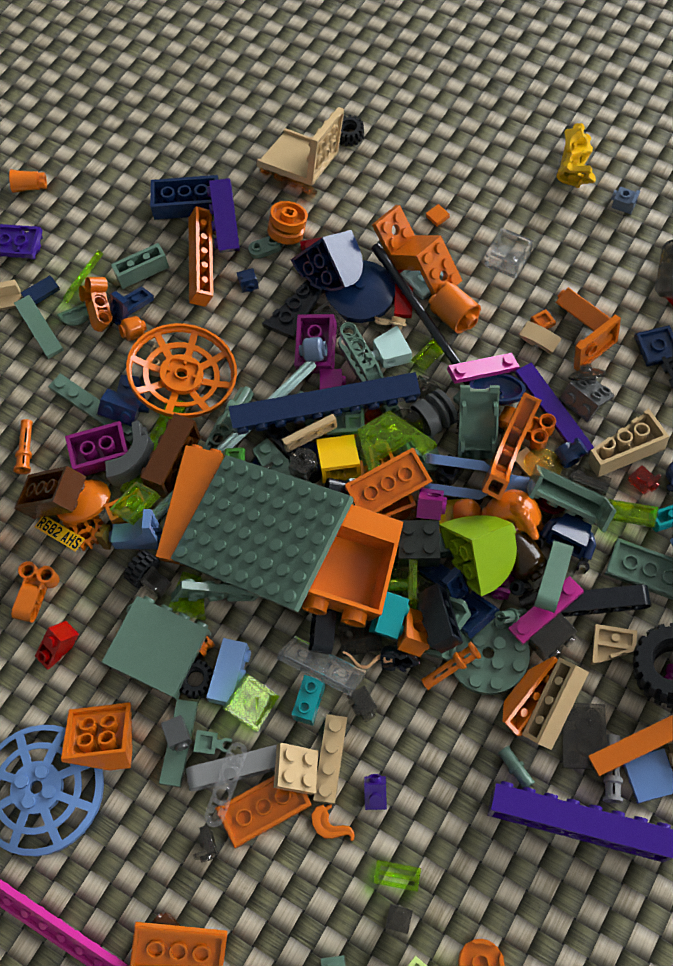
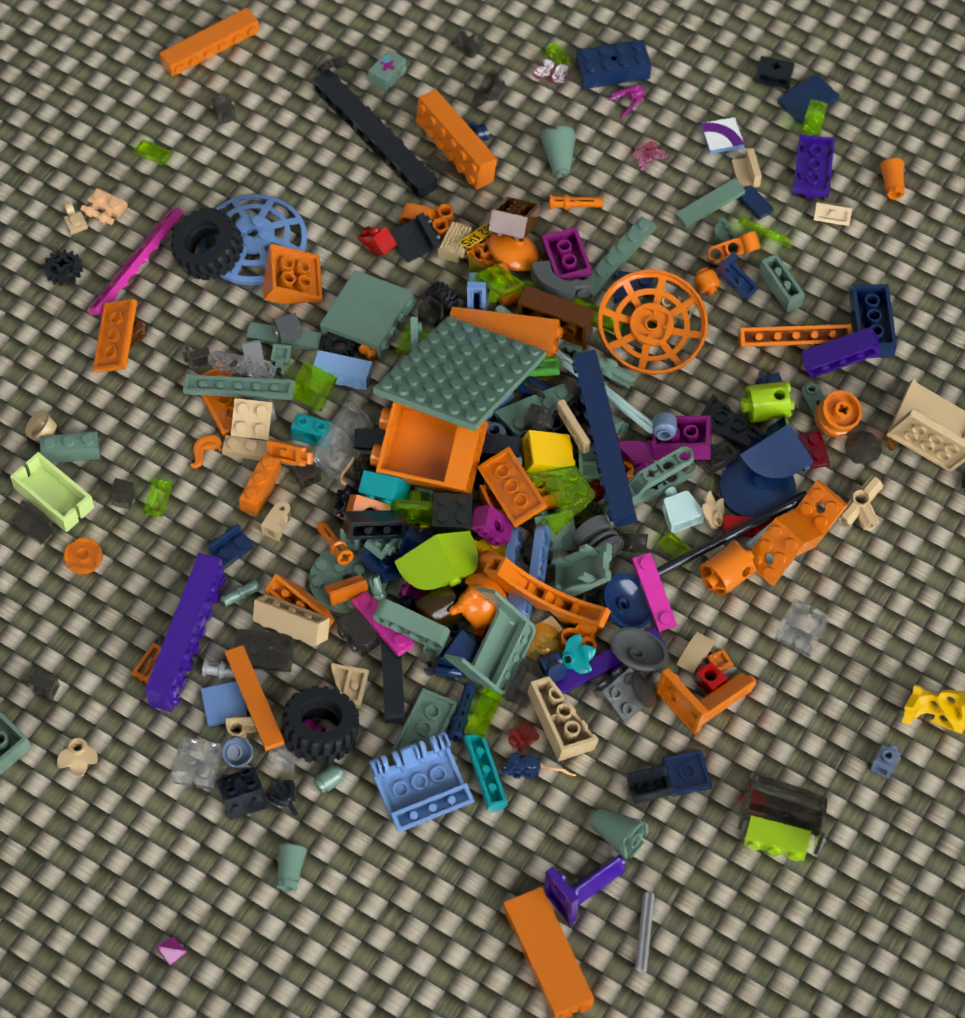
camera: 85 degrees right, 5 degrees down
(23, 849) = (196, 227): none -> black tyre
(59, 228) = (833, 212): none -> tan panel
(59, 598) = (416, 238): none -> black bracket
(67, 561) = (449, 247): none -> tan brick
(119, 407) = (611, 268): dark blue brick -> none
(257, 786) = (239, 387): none -> sand green plate
(274, 275) = (767, 401): none -> lime cylinder
(318, 211) = (863, 447): none -> clear smoke dish
(346, 719) = (289, 452): none -> orange hinge
(374, 209) = (864, 510): none -> tan piece
(375, 792) = (228, 481): dark purple bracket -> none
(380, 753) = (260, 485): none -> orange brick
(422, 734) = (275, 520): none -> tan leg
(437, 215) = (861, 567): orange tile -> none
(458, 783) = (230, 546): none -> dark blue bracket
(509, 649) = (346, 589): none -> orange panel
(551, 375) = (639, 649): none -> dark grey dish
(559, 430) = (579, 655): none -> teal plate
(568, 319) = (709, 670): none -> red brick
(593, 856) = (142, 676): none -> orange tile
(636, 535) = (460, 719): none -> dark blue pin

